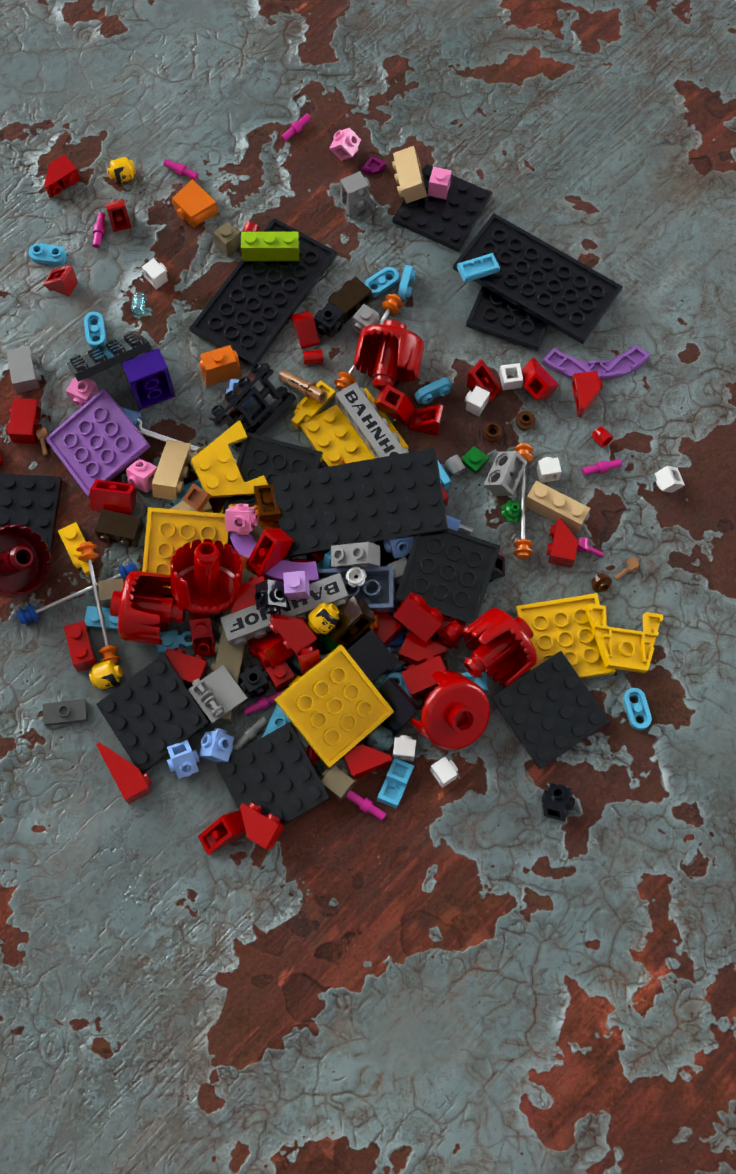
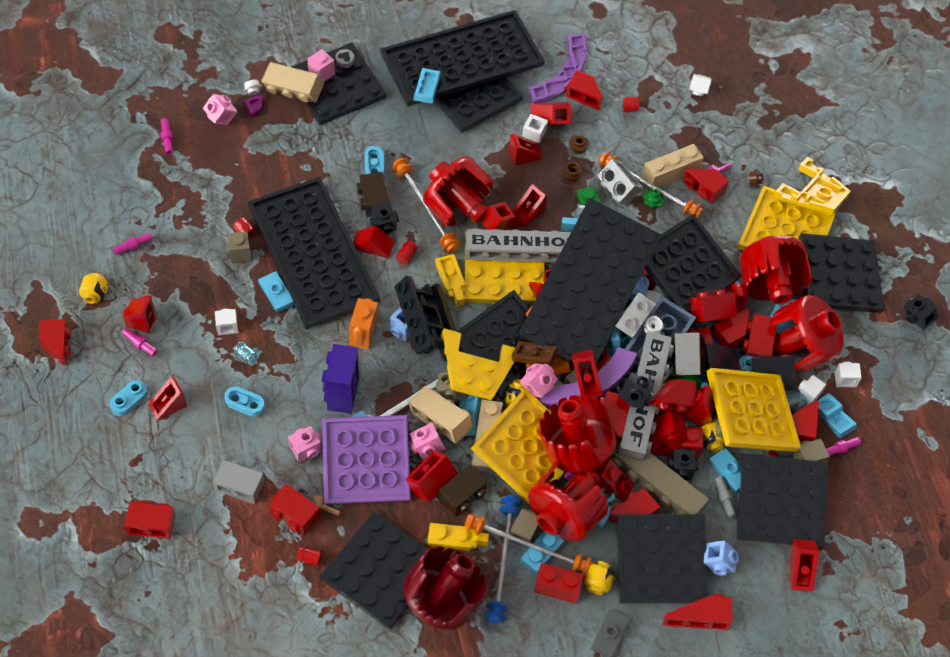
camera: 60 degrees left, 10 degrees down
(108, 356) = (294, 397): black plate -> none
(194, 204) = (180, 252): orange torso -> none
(196, 497) = (491, 403): dark orange plate -> none
(208, 289) = (276, 291): none -> medium azure plate
(216, 745) = (724, 525): light blue brick -> none
(217, 693) = (682, 494): light grey hinge -> none
(260, 827) = (821, 528): red slope -> none
(262, 703) = (703, 471): dark pink bar -> none
(270, 246) = (280, 216): lime brick -> none
(296, 585) = (641, 364): lavender brick -> none
(316, 393) = (454, 263): medium nougat pin -> none
(323, 618) = (678, 366): yellow head -> none
(354, 193) = (278, 129): light grey brick -> none
(364, 317) = (404, 194): light grey brick -> none
(387, 152) = (252, 87): none -> white plate
(407, 277) = (389, 147): medium azure plate -> none
(429, 392) = (508, 180): medium azure plate -> none
(465, 195) = (345, 58): none -> light grey tile
(477, 400) = (538, 163): white plate -> none
(548, 469) = (635, 153): white plate -> none
(601, 467) = (656, 120): dark pink bar -> none
(633, 566) = (753, 150): medium nougat hand -> none
(637, 709) = (874, 218): medium azure plate -> none

